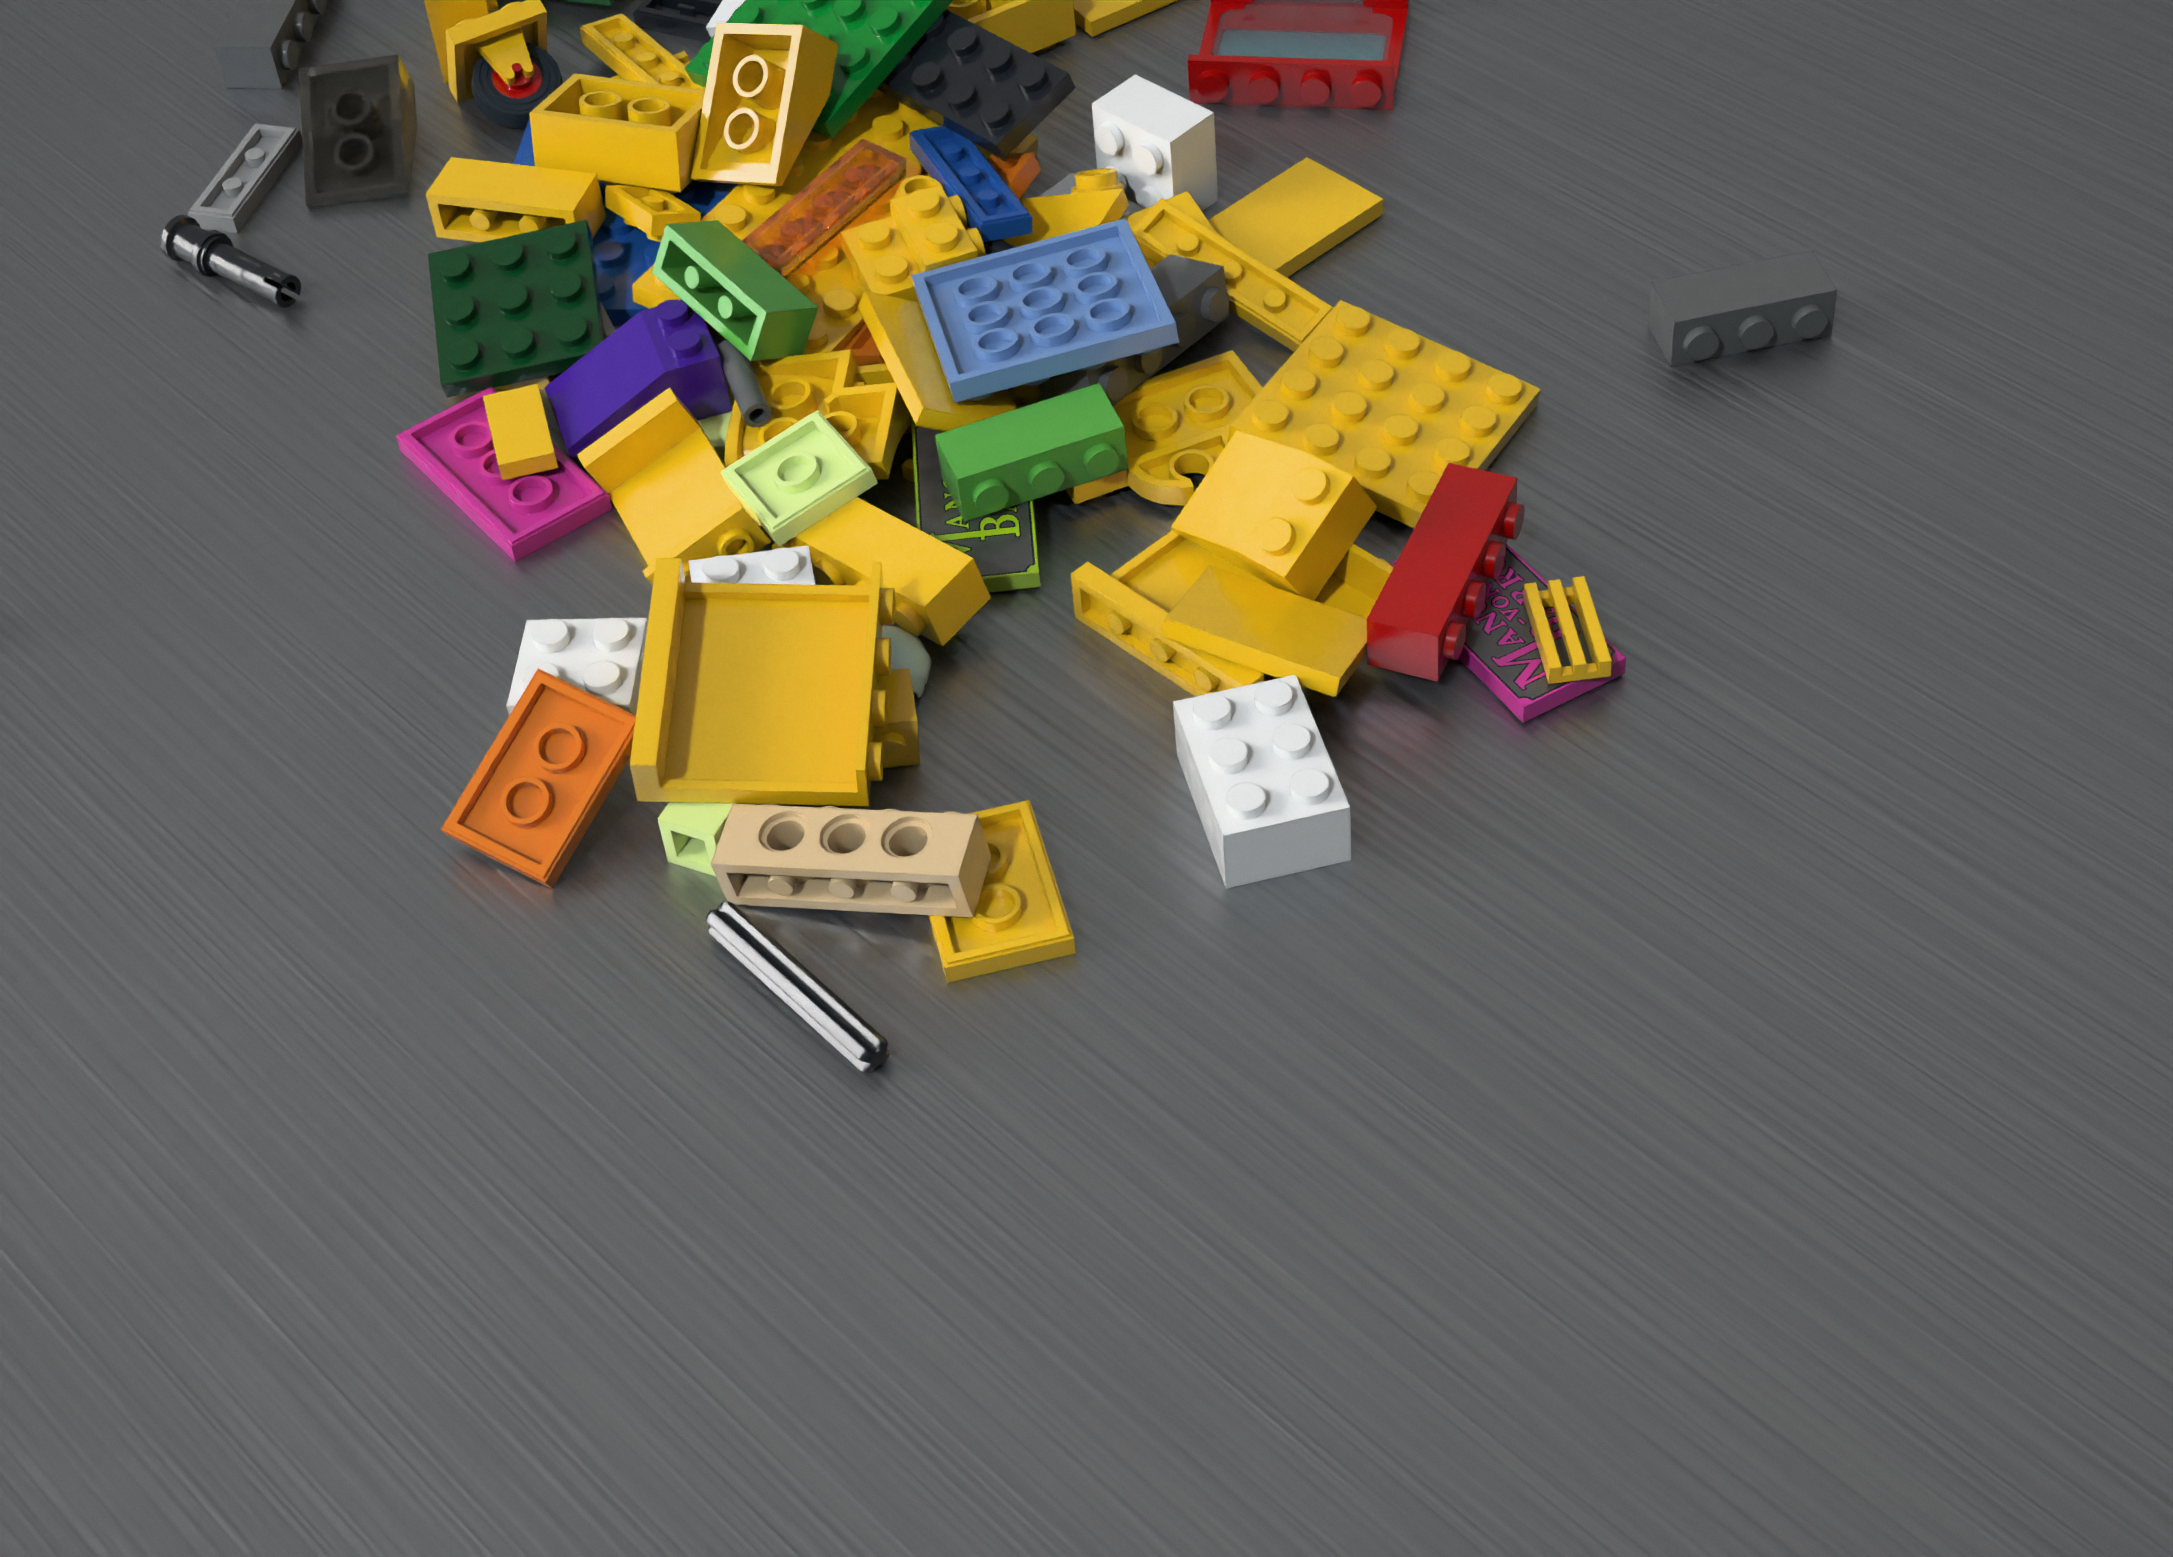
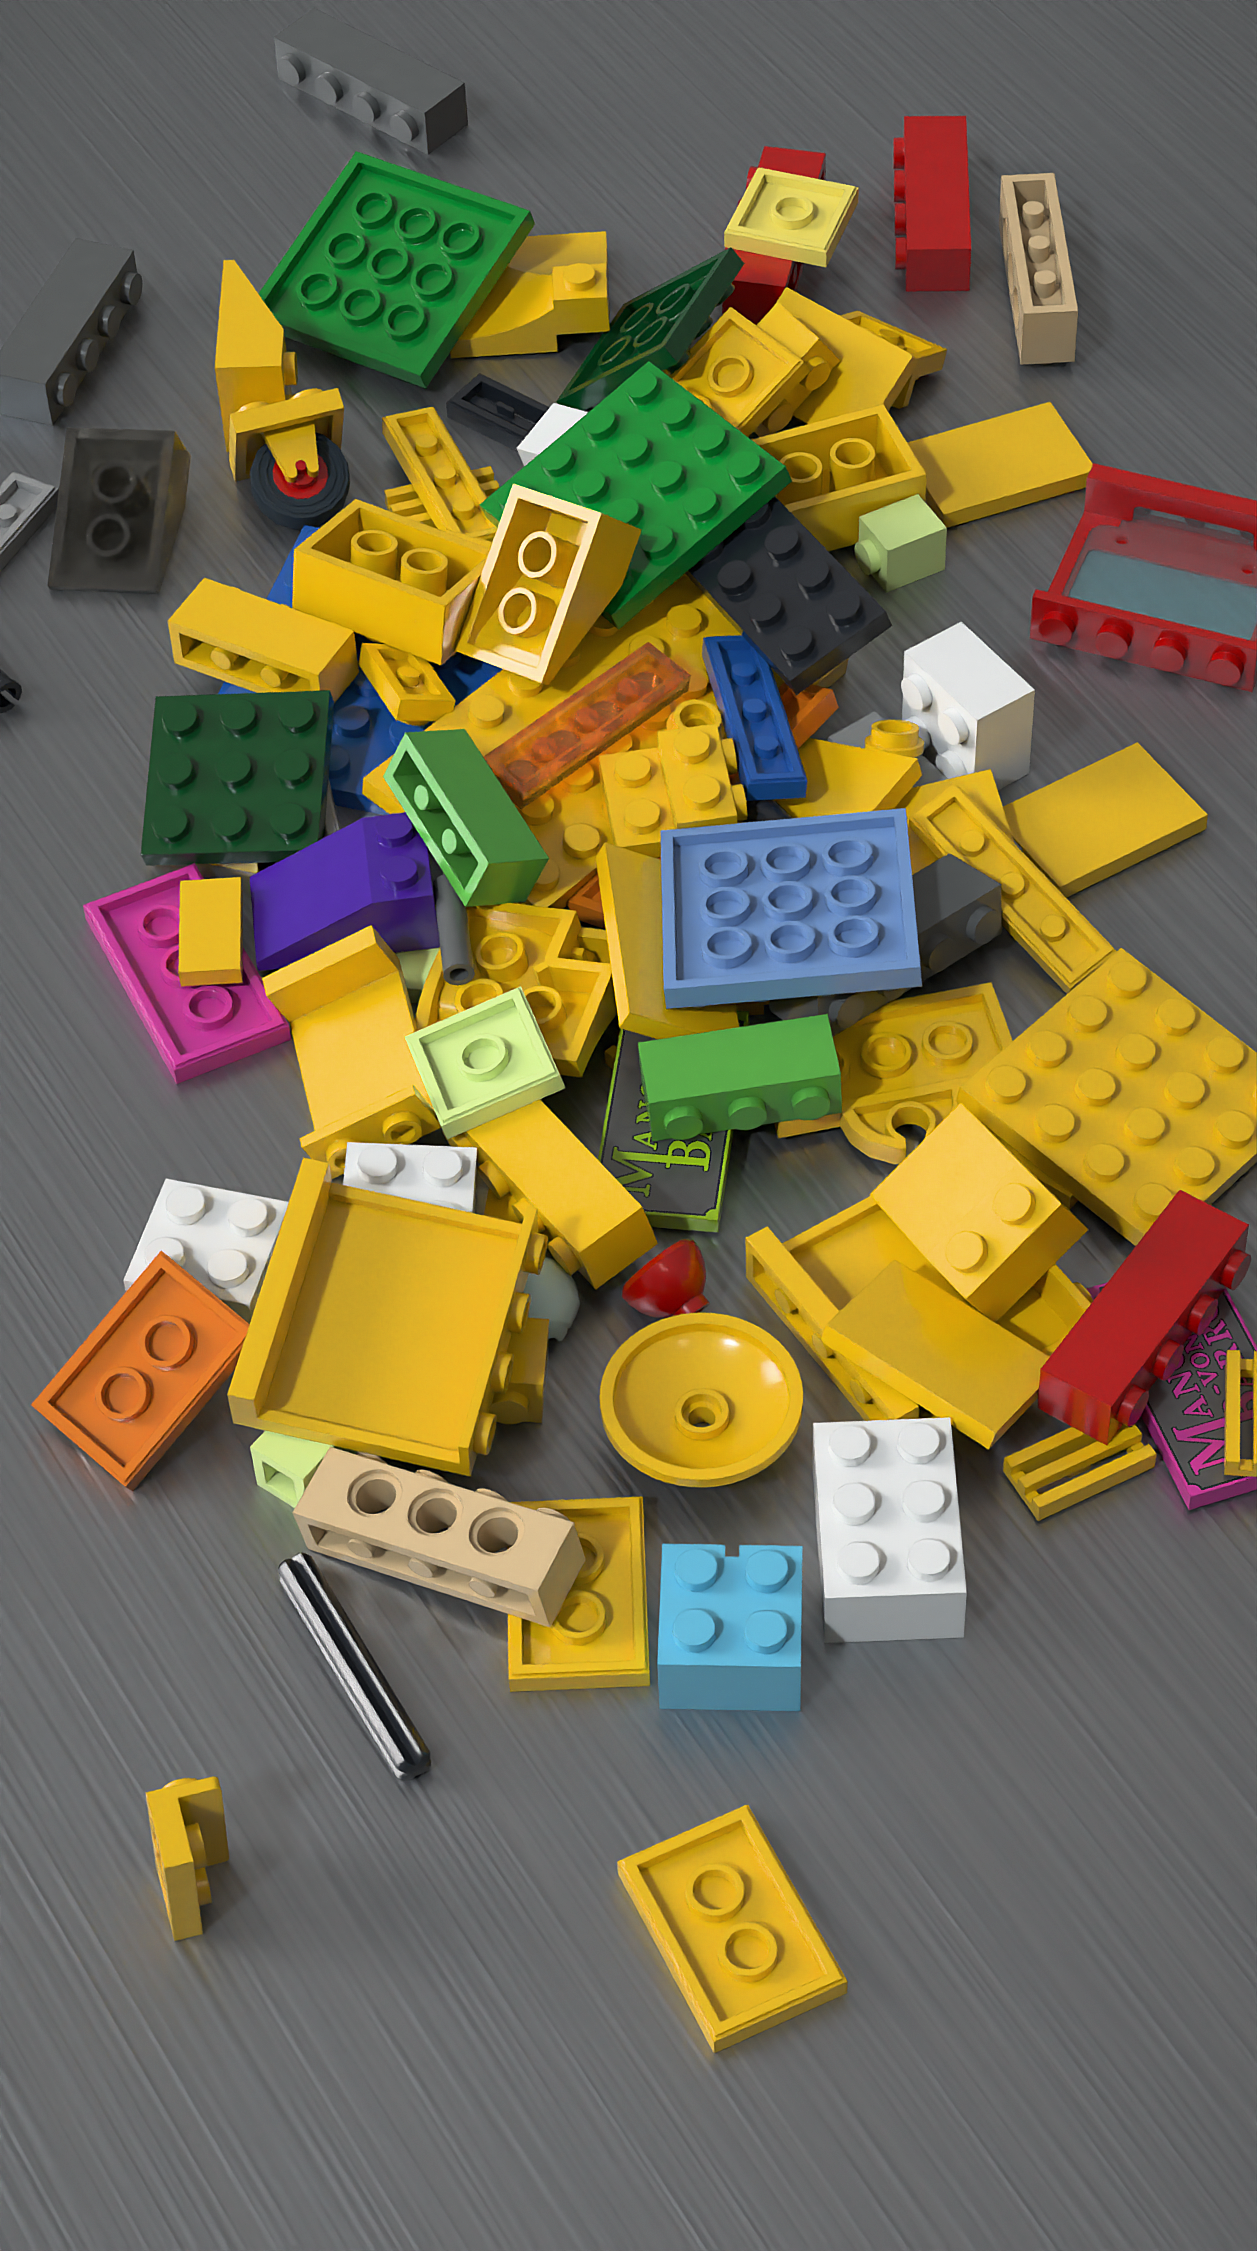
camera: 10 degrees right, 5 degrees up
(677, 1155) = (186, 1838): none -> yellow bracket
(1009, 628) = (669, 1283): none -> red brick
(1064, 707) = (694, 1373): none -> yellow dish
(1065, 40) = (901, 543): none -> yellowish green brick
(1141, 884) = (730, 1628): none -> medium azure piece
(1206, 1132) = (731, 1928): none -> yellow tile
(1408, 697) = (1069, 1455): none -> yellow tile

